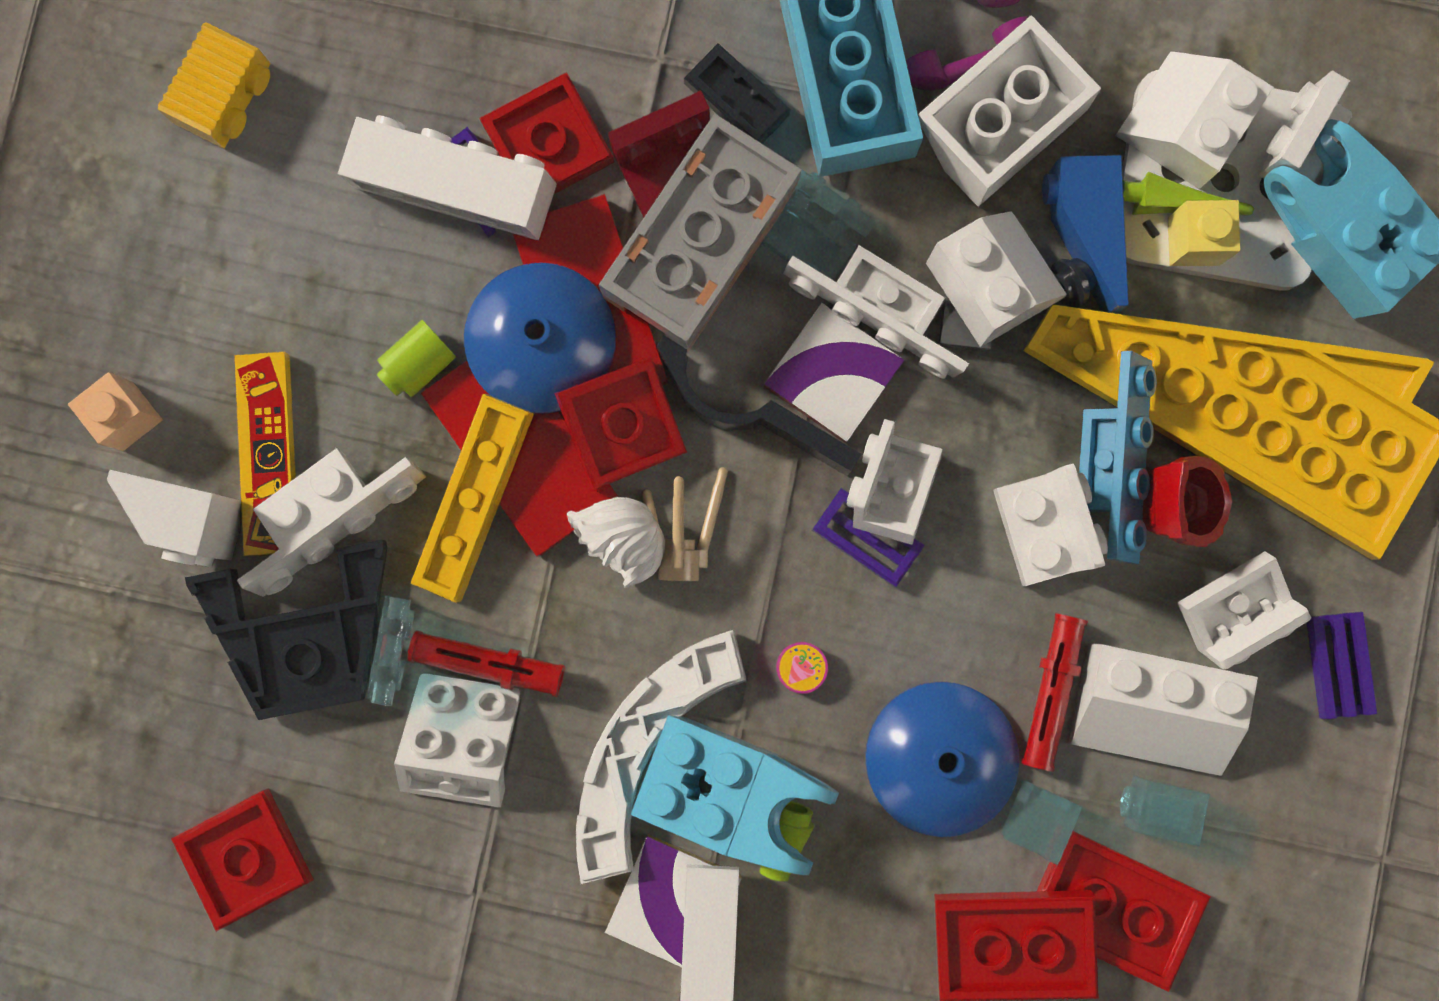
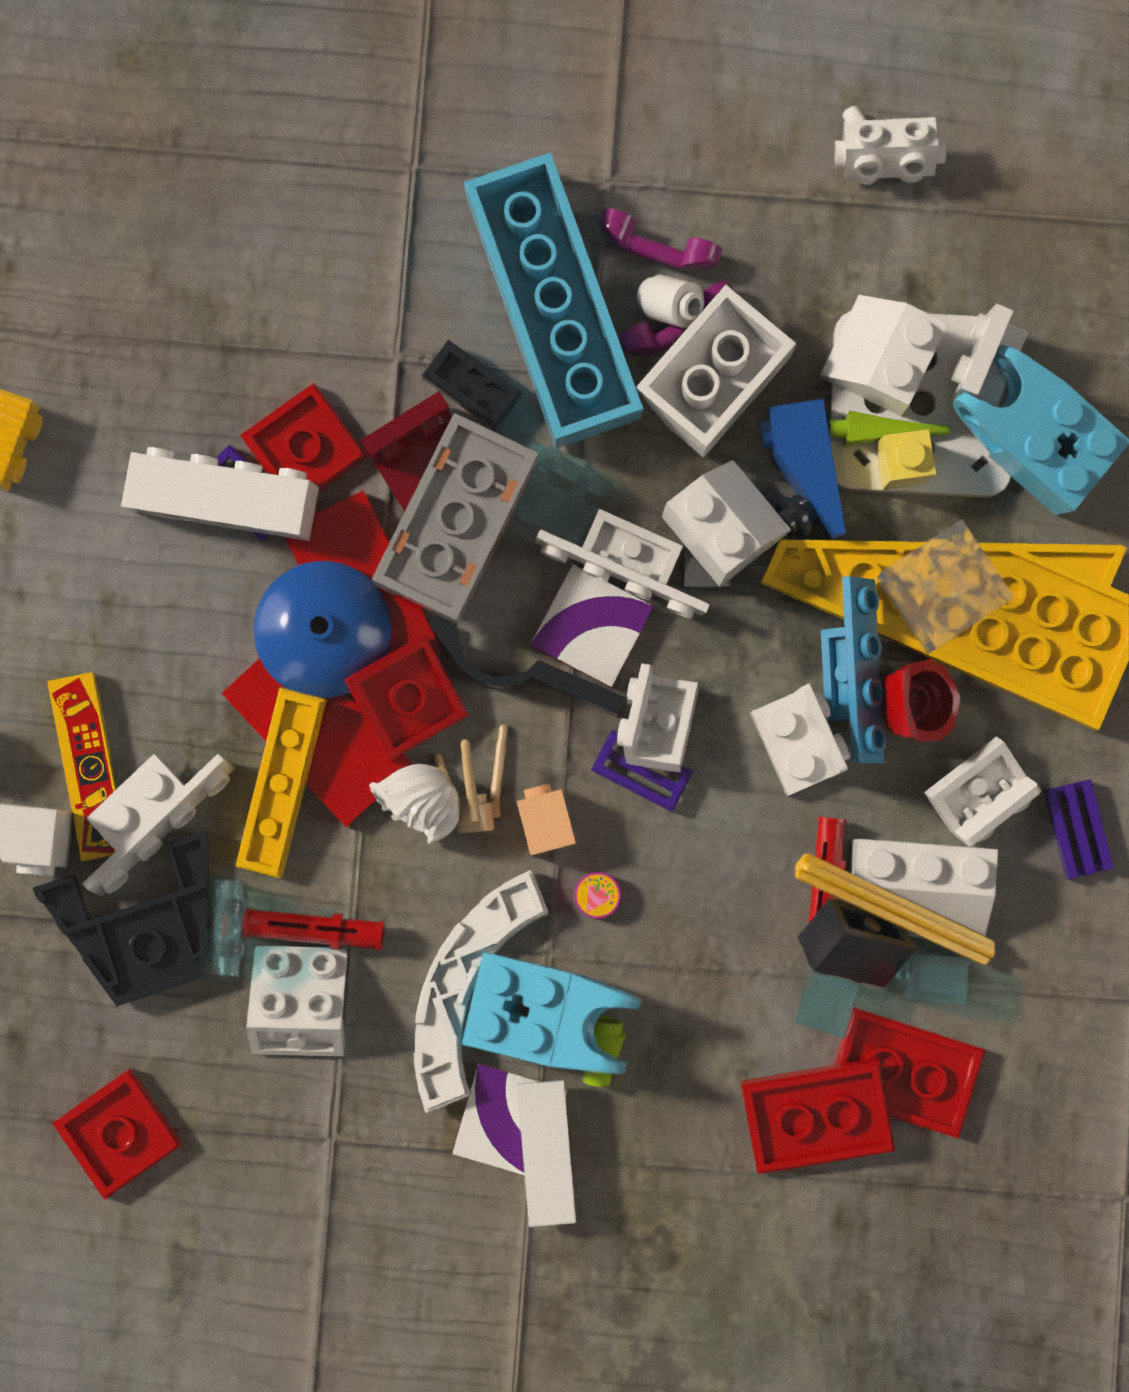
camera: 15 degrees left, 0 degrees up
(414, 360) = (211, 664): lime brick -> none
(756, 577) = (545, 819): none -> light nougat brick
(906, 752) = (700, 951): blue dish -> none
(965, 29) = (670, 300): none -> white brick
(1085, 761) = (855, 944): none -> black brick
(1132, 727) = (894, 909): none -> yellow axle
(1235, 376) = (944, 586): none -> clear brick

